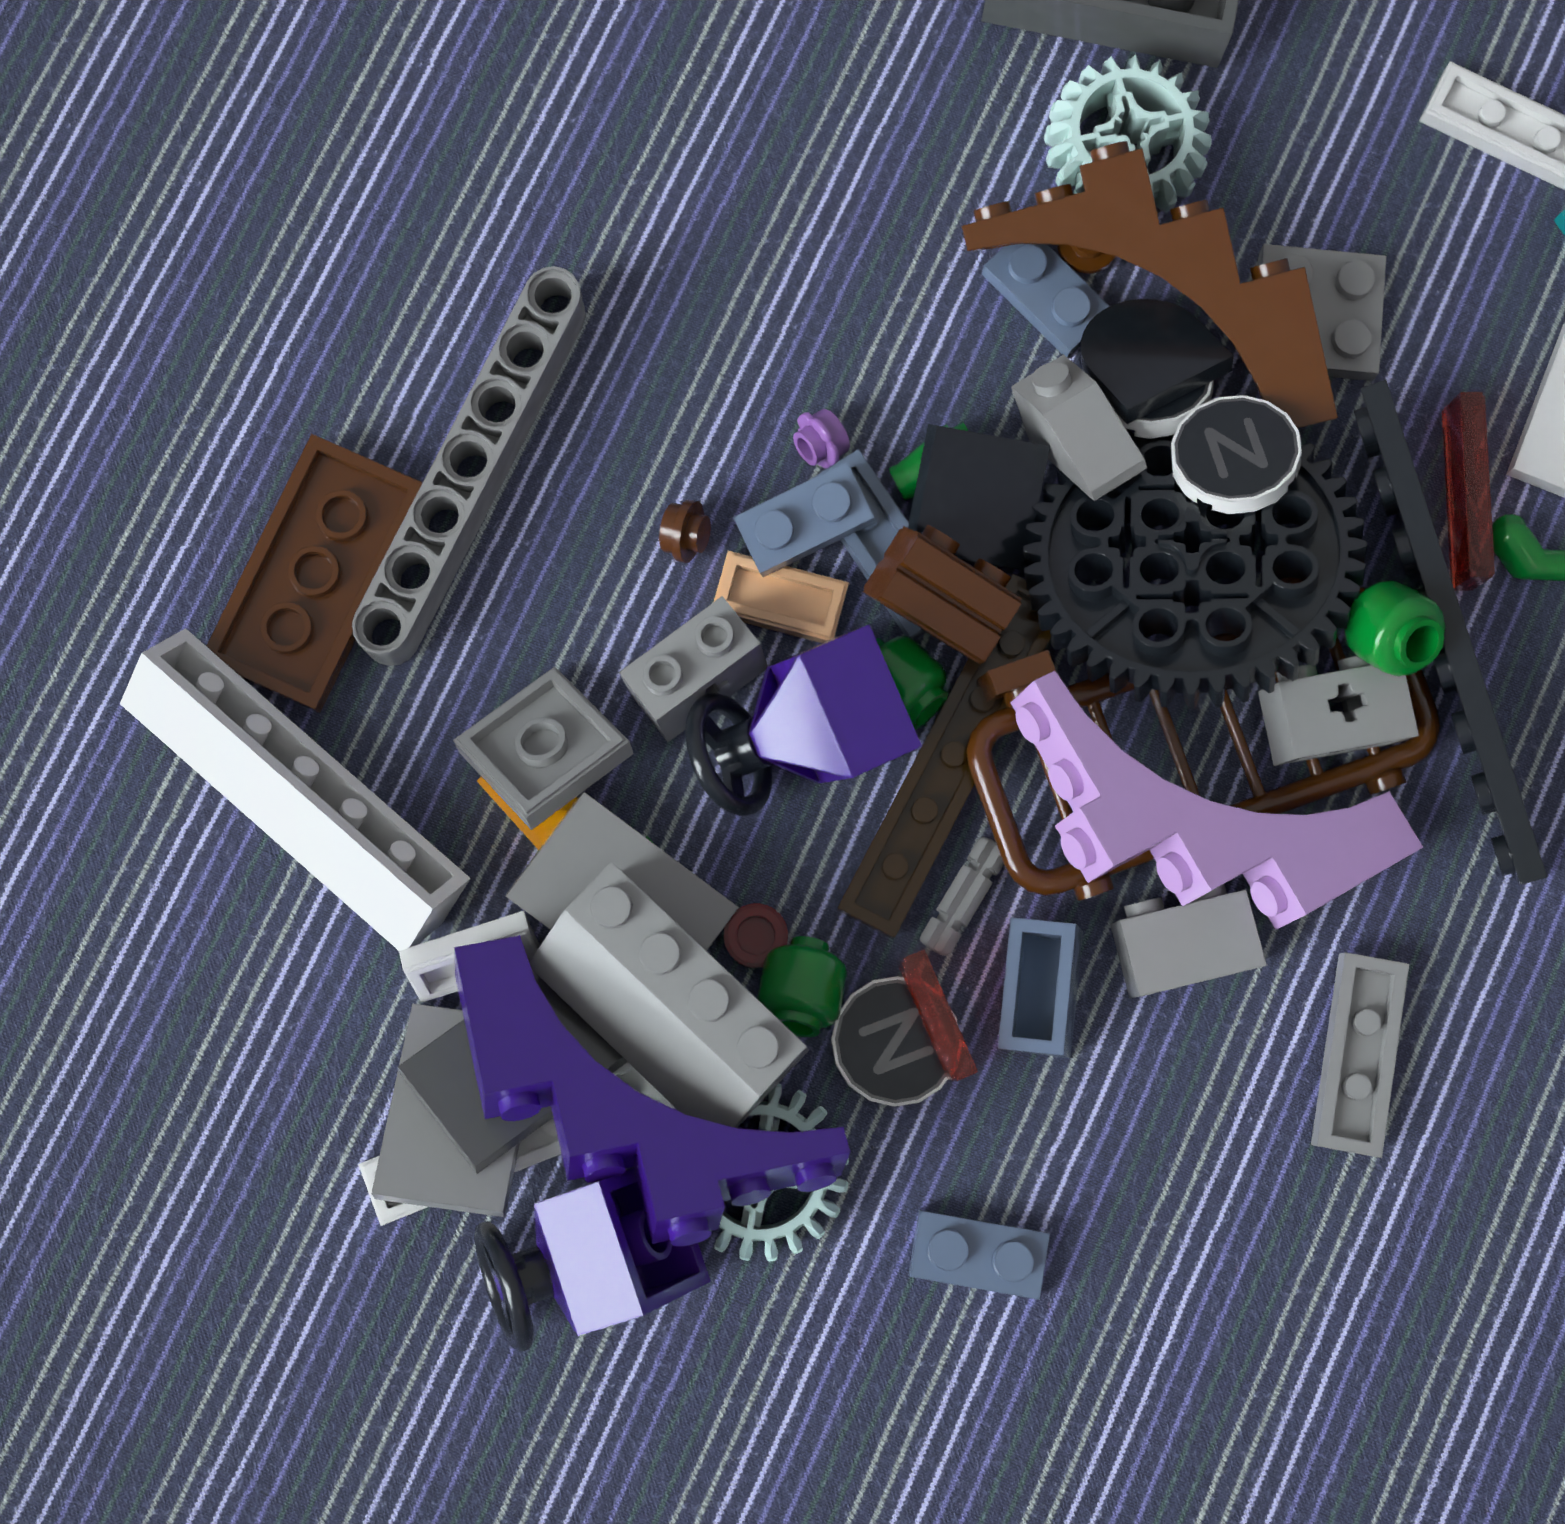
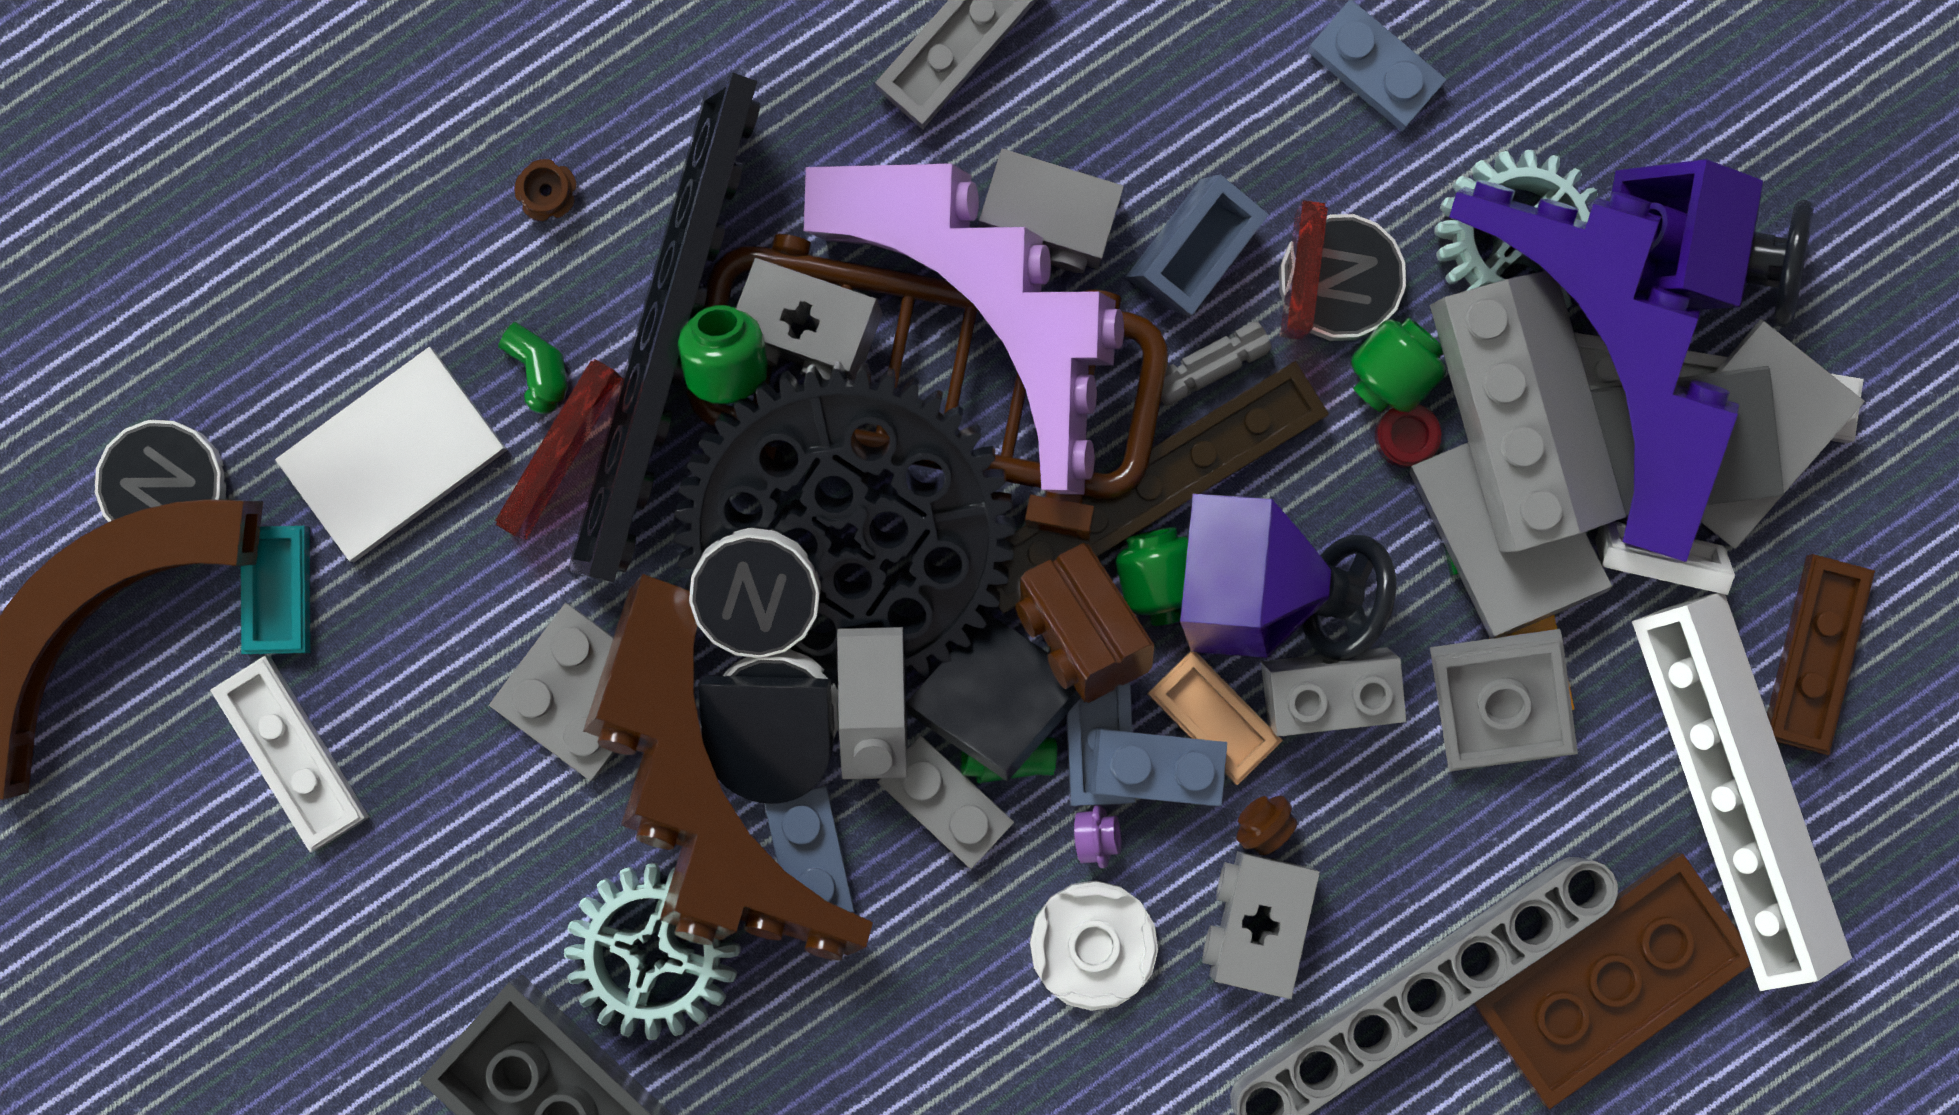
camera: 150 degrees left, 5 degrees up
(288, 956) = (1818, 653): none -> reddish brown tile
(631, 411) = (1274, 958): none -> light grey brick
(768, 355) = (1093, 945): none -> white tile
(956, 393) = (948, 803): none -> light grey plate

